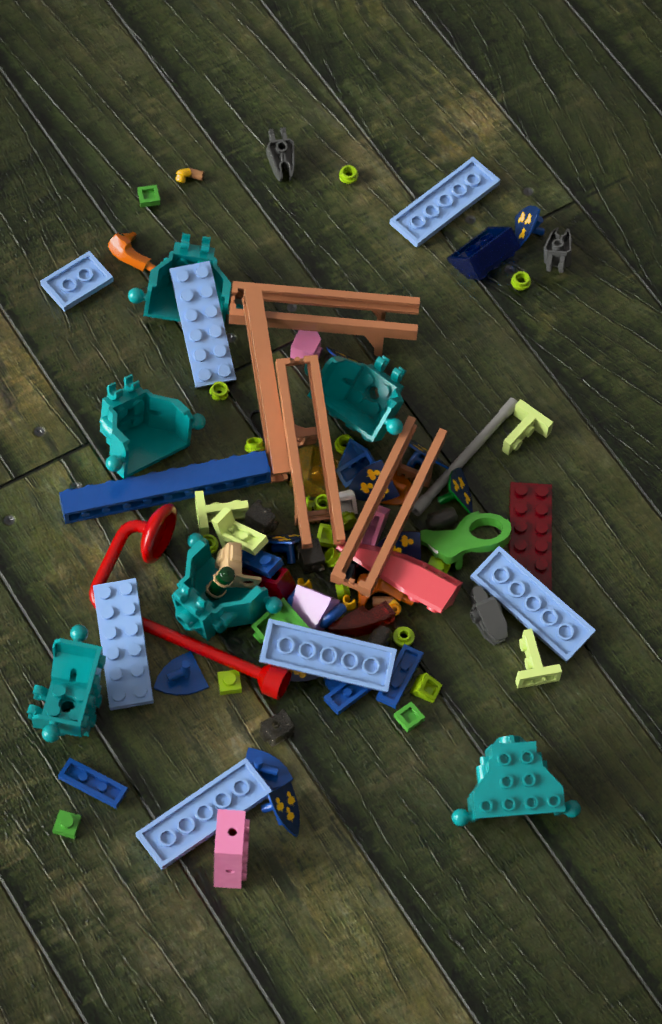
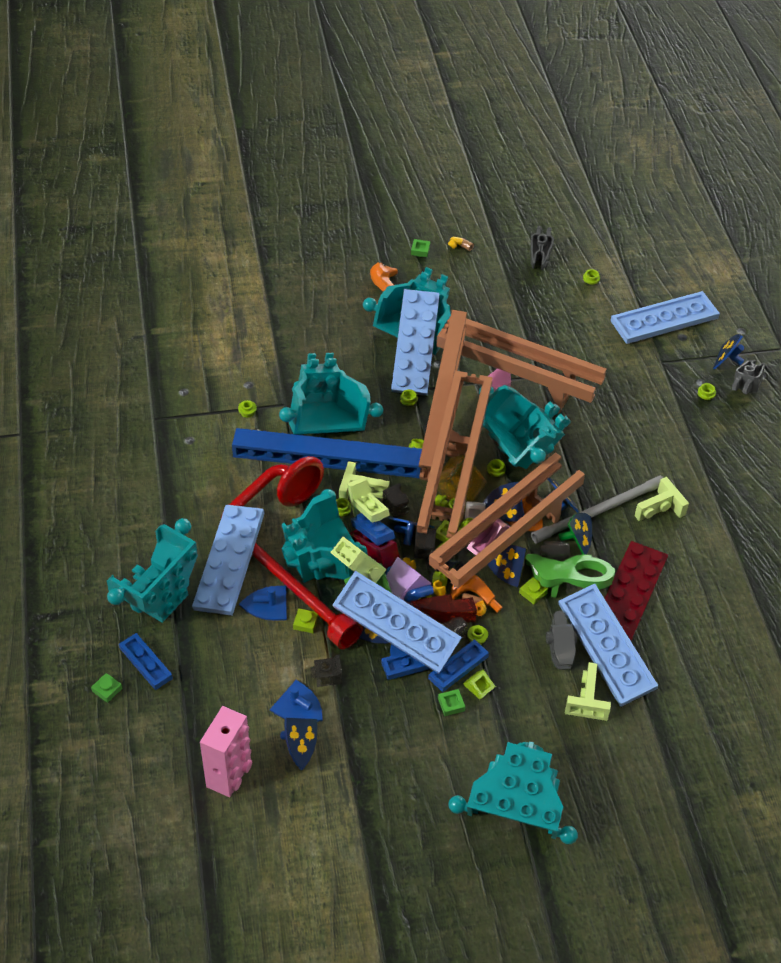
camera: 25 degrees right, 10 degrees down
(54, 466) = (247, 408): none -> lime plate
(76, 281) = (333, 289): light blue plate -> none
(196, 816) = (264, 713): light blue plate -> none
(229, 572) = (342, 527): tan piece -> none
(264, 606) = (357, 560): none -> yellowish green bracket
(352, 461) = (498, 477): blue slope -> none
(412, 577) = (508, 589): coral wedge -> none
(485, 252) = (684, 362): clear blue slope -> none

